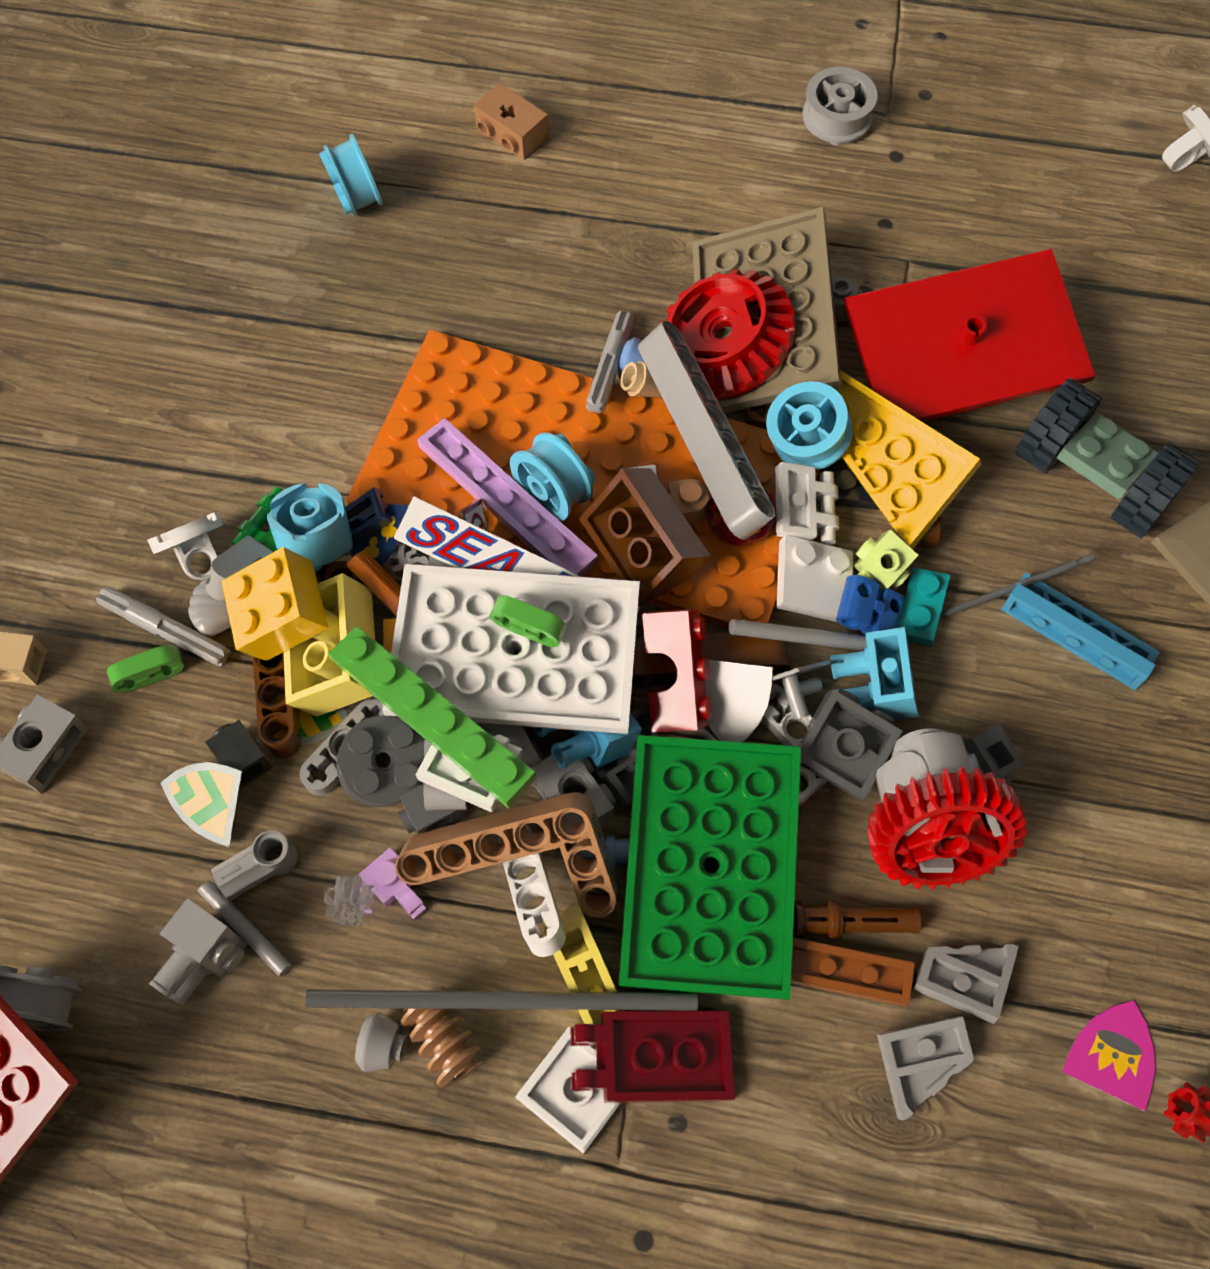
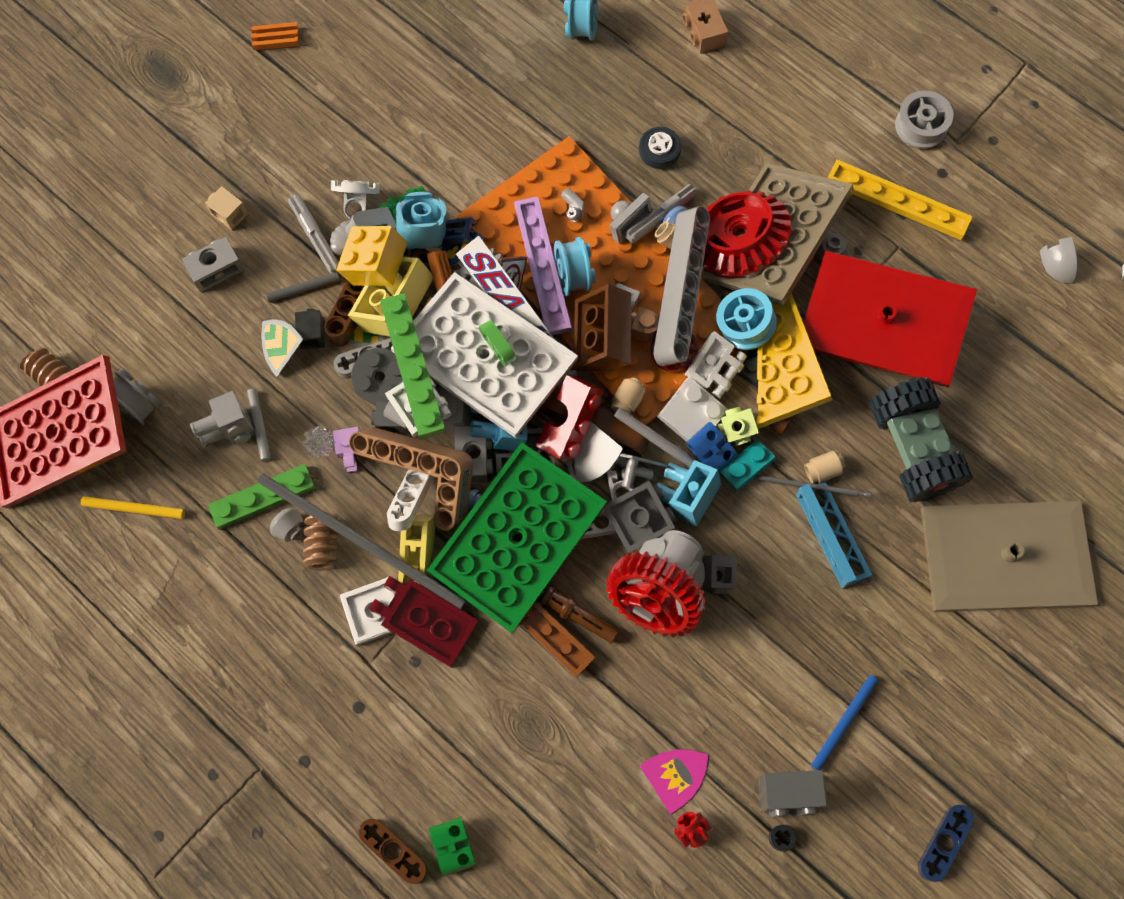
camera: 35 degrees right, 5 degrees up
(124, 1161) = (133, 507): none -> yellow bar
(145, 669) = (290, 253): bright green beam -> none
(190, 705) = (303, 287): none -> dark grey bar
(251, 865) = (281, 394): light grey piece -> none
(308, 1032) = (259, 498): none -> bright green plate
(497, 404) = (576, 205): none -> light grey arm
(541, 285) = (663, 139): none -> black wheel
(574, 382) = (627, 215): none -> light grey tile
(727, 600) = (628, 395): none -> tan brick
(882, 204) = (902, 200): none -> yellow plate
(923, 1060) = (564, 710): light grey wing -> none
(968, 978) = (620, 684): light grey wing -> none
(1015, 555) = (825, 467): none -> tan brick
(1096, 182) = (1060, 260): none -> light grey brick

